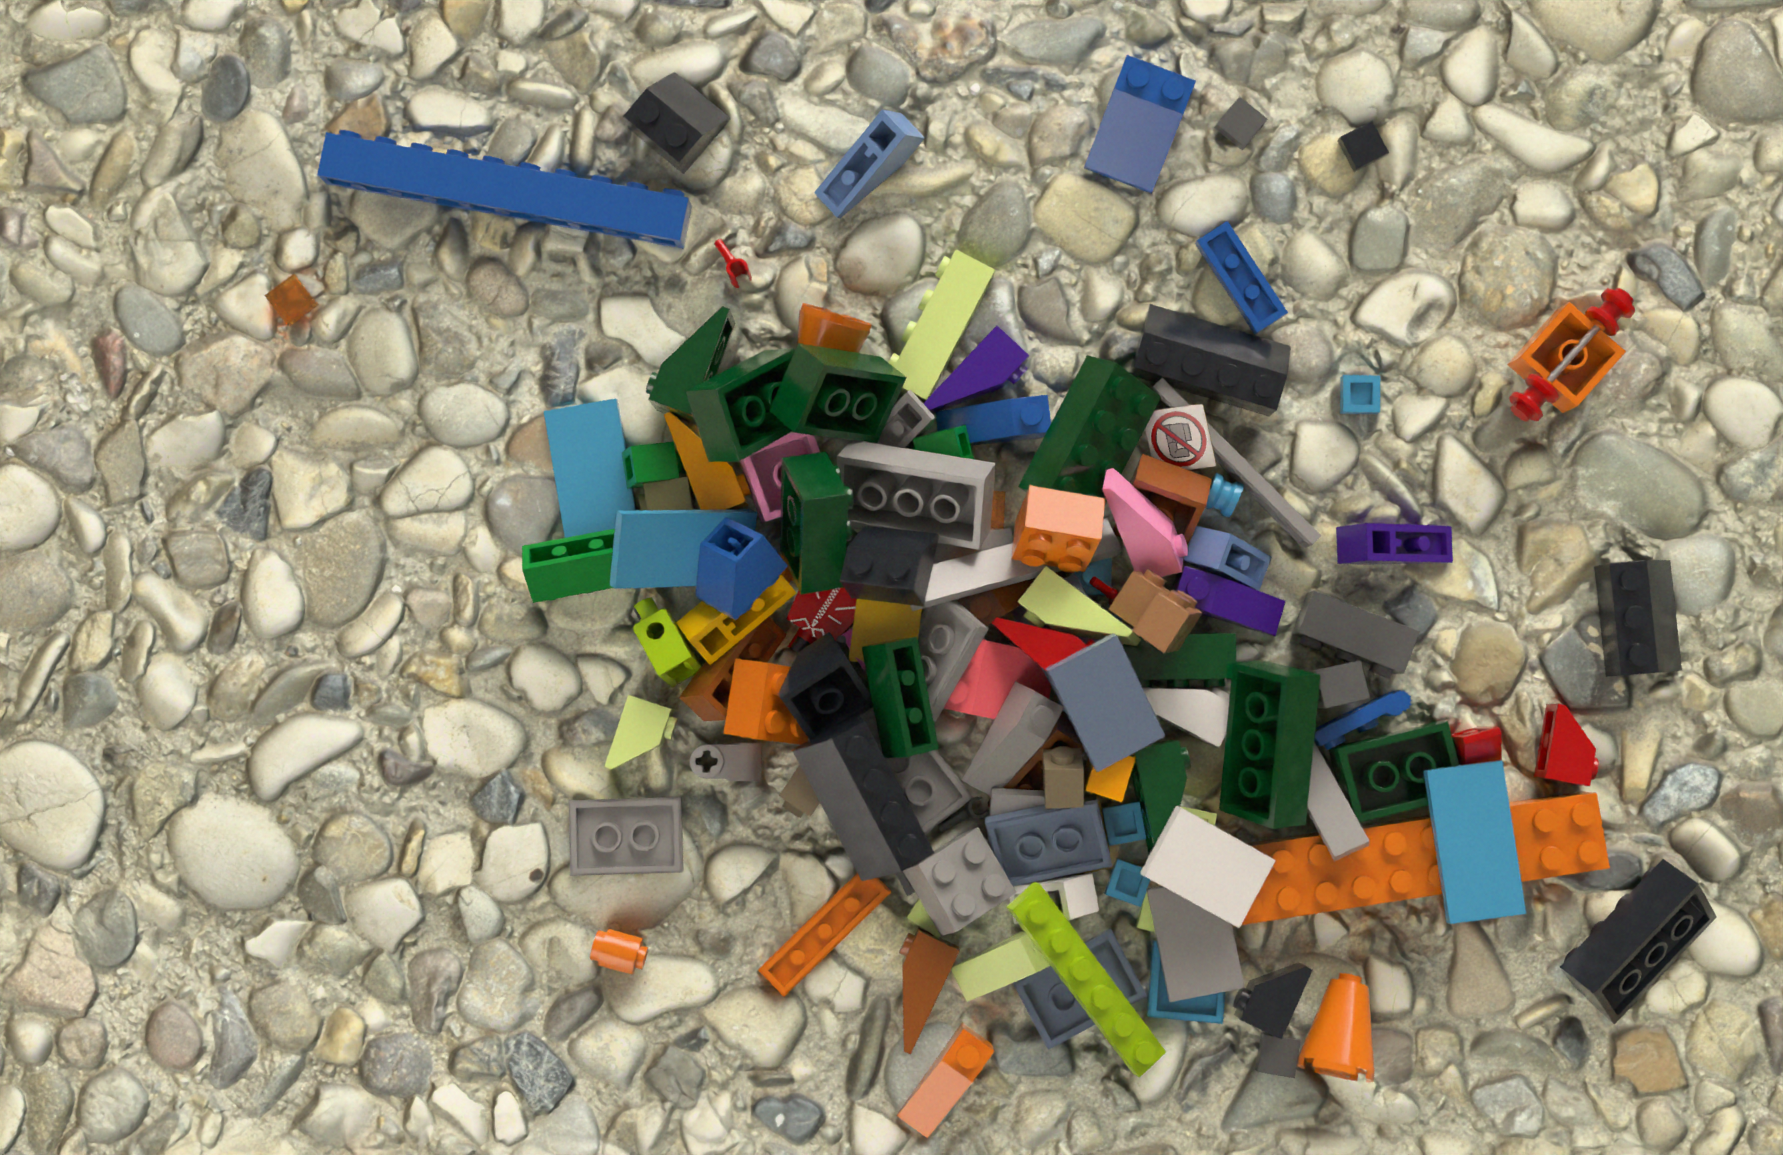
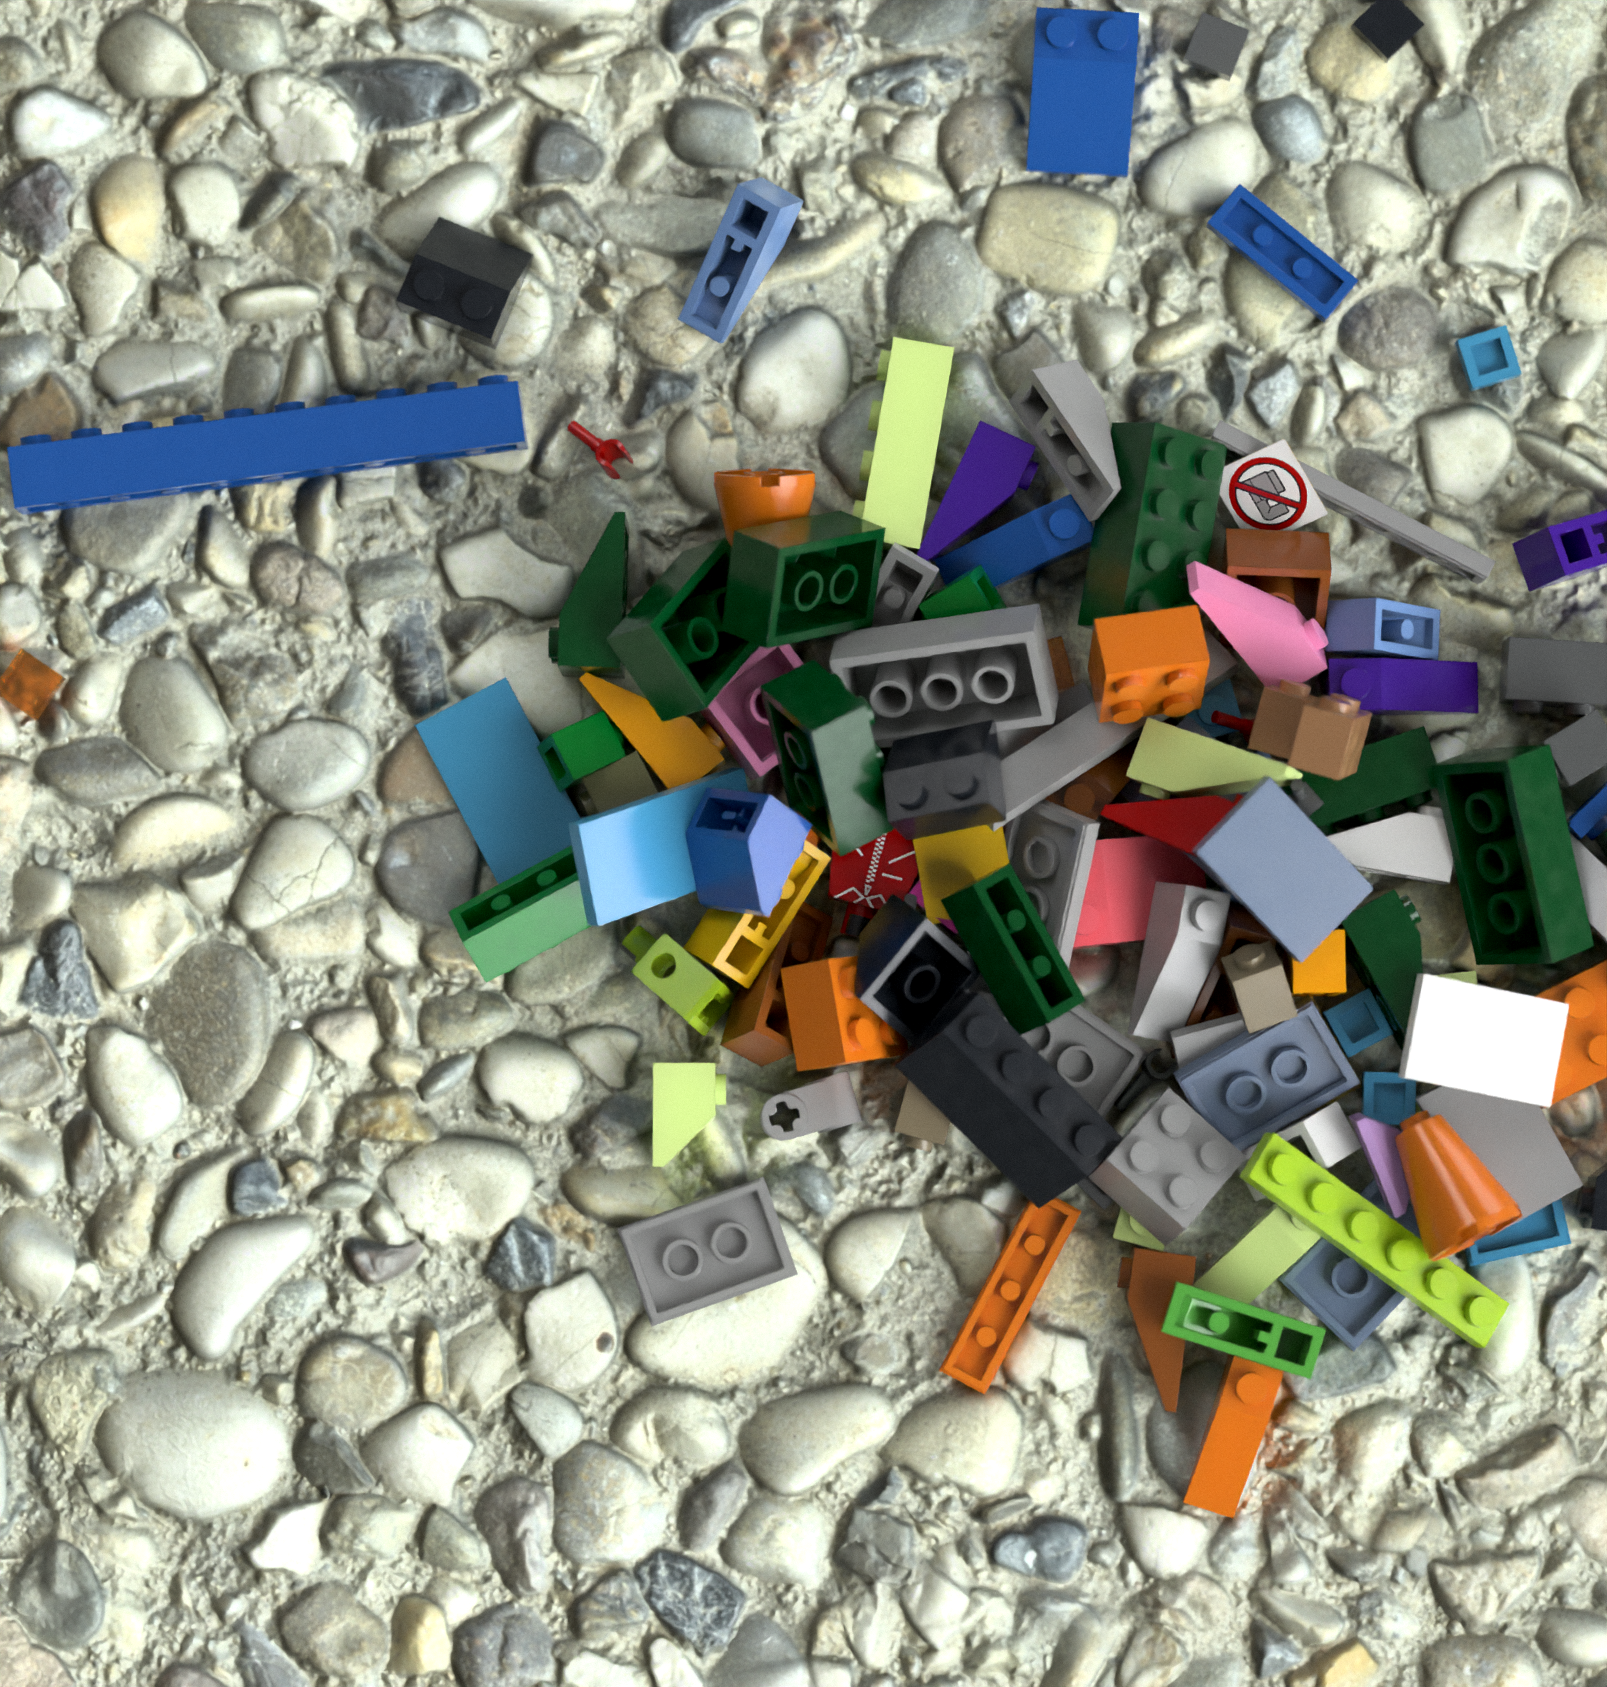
camera: 15 degrees left, 0 degrees up
(619, 951) = (749, 1403): orange brick -> none
(976, 1013) = (1243, 1330): none -> bright green slope
(1057, 351) = (1072, 431): none -> light grey slope
(1117, 926) = (1384, 1160): none -> lavender slope
(1137, 656) = (1305, 797): none -> dark grey hand
(1151, 960) = (1450, 1187): none -> orange cone
(1211, 360) = (1277, 375): black slope -> none
(1224, 495) = (1350, 548): dark azure wheel -> none

